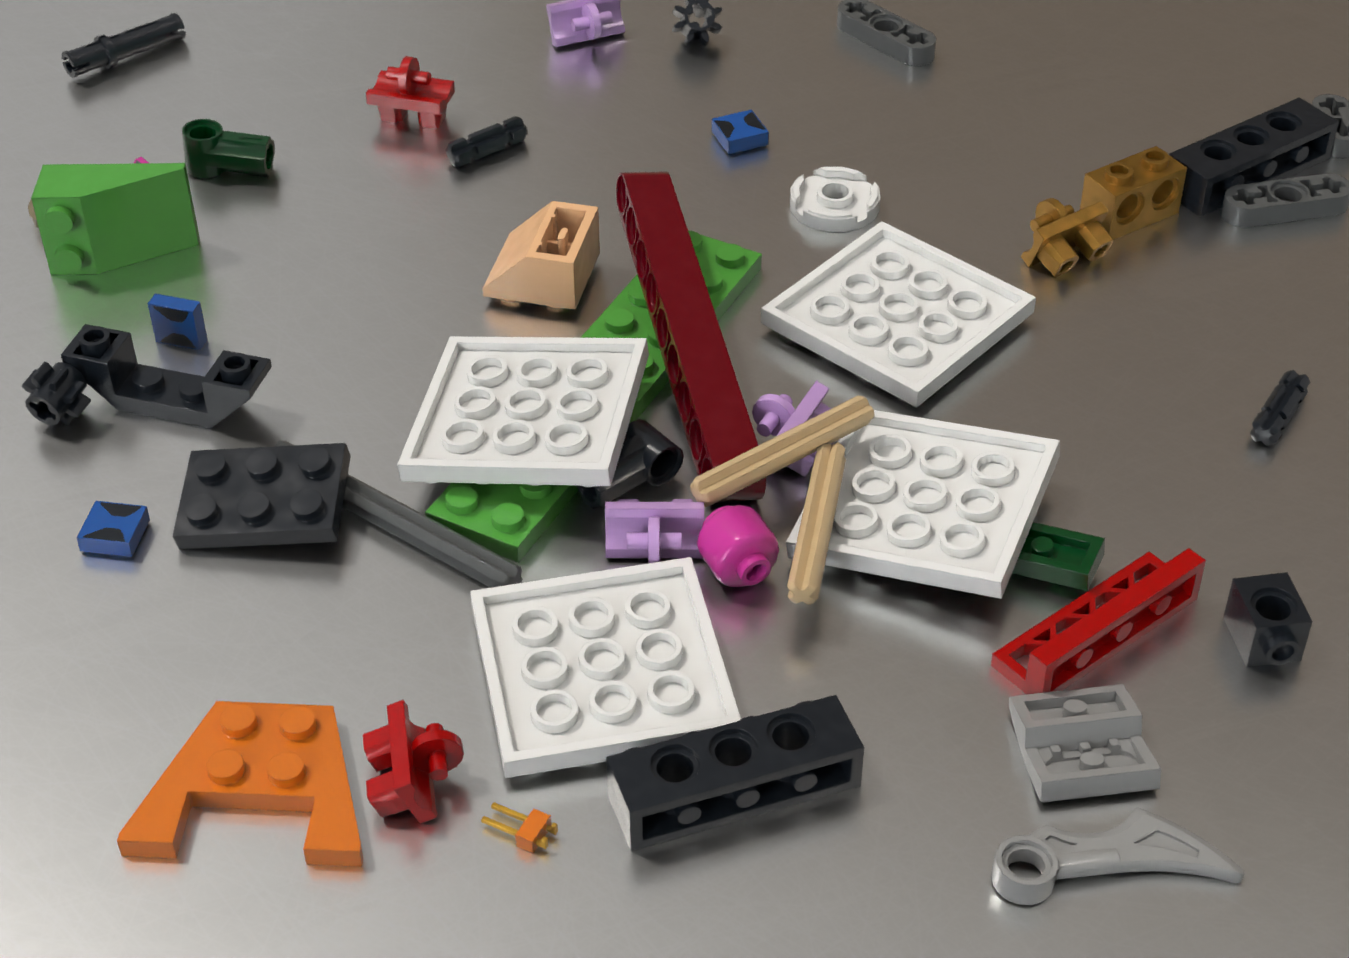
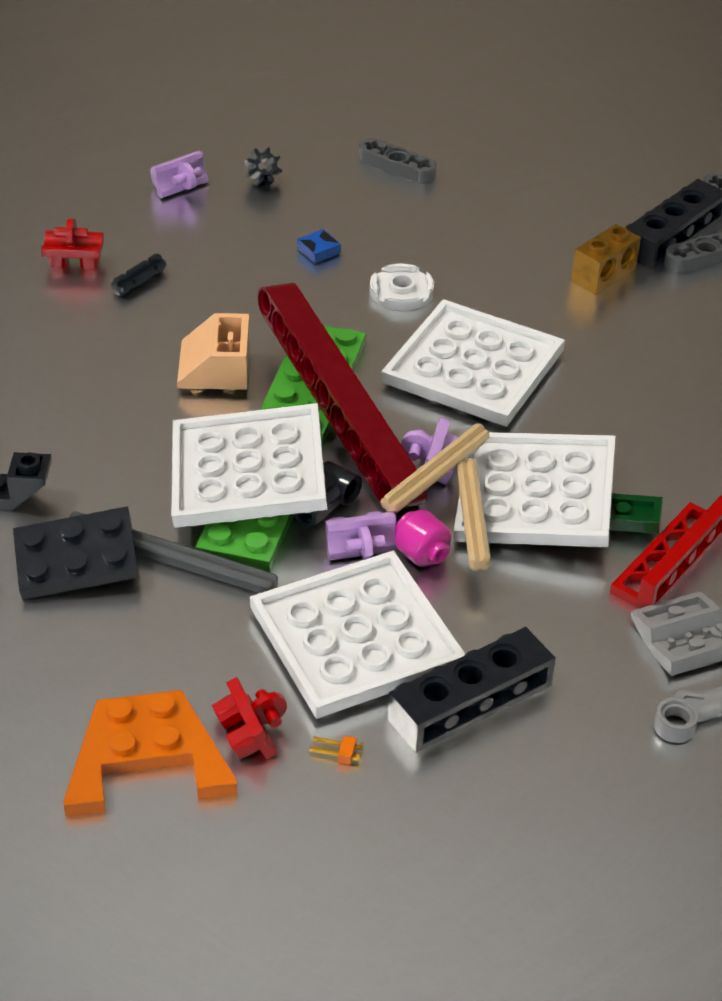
camera: 15 degrees left, 0 degrees up
(1061, 229) = (567, 290): pearl gold hips -> none

